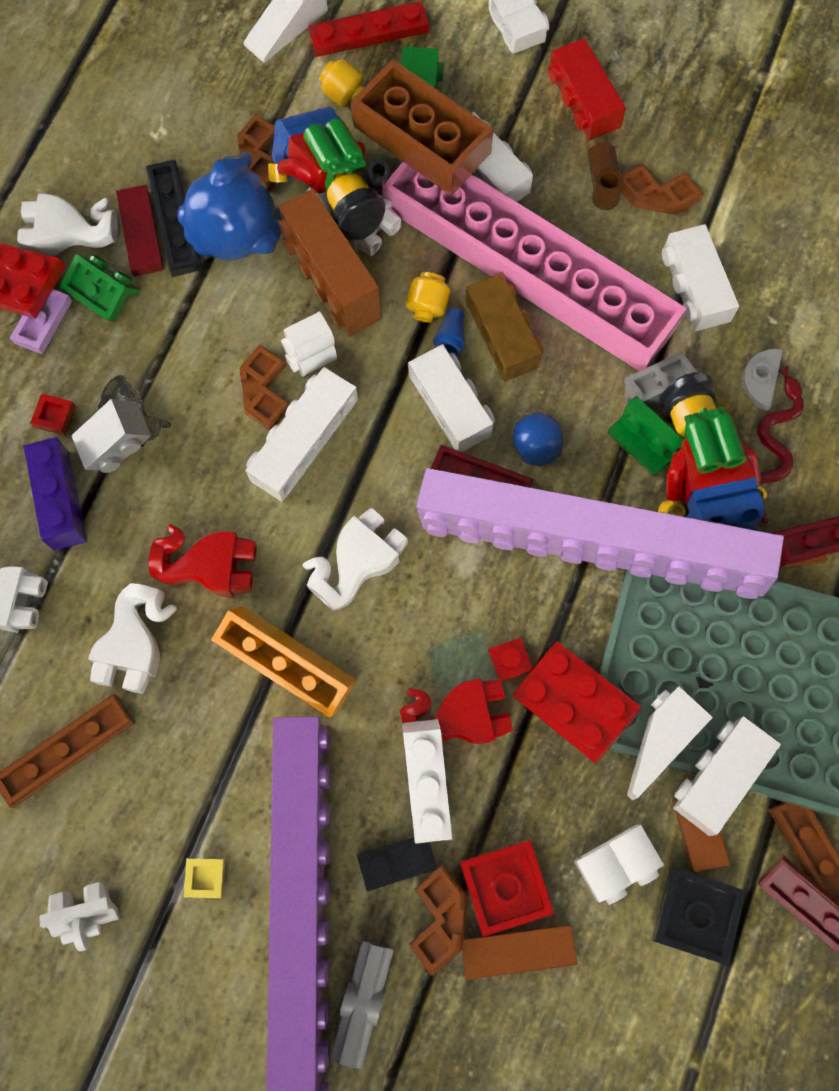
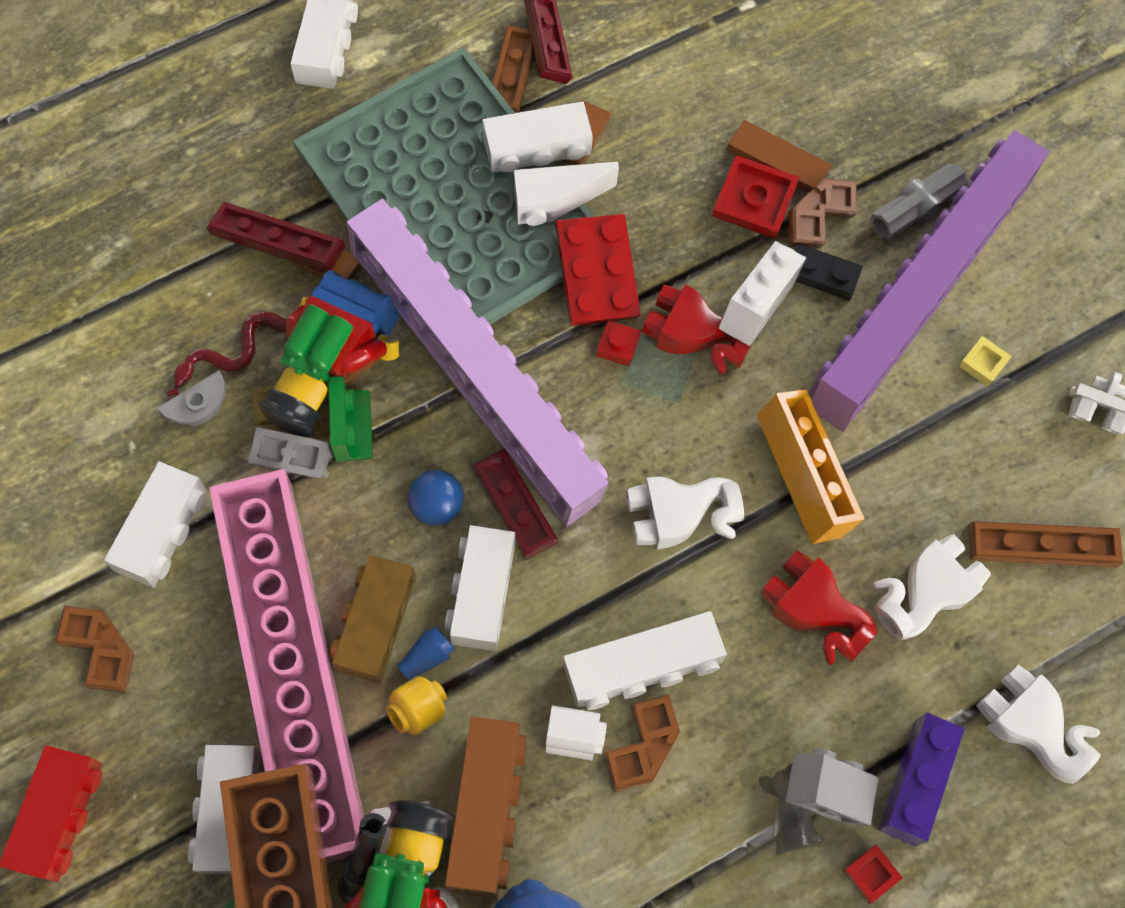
camera: 145 degrees left, 5 degrees down
(605, 176) = (128, 702): reddish brown piece -> none
(619, 864) = (660, 153): white brick -> none
(699, 916) = (632, 88): black plate -> none

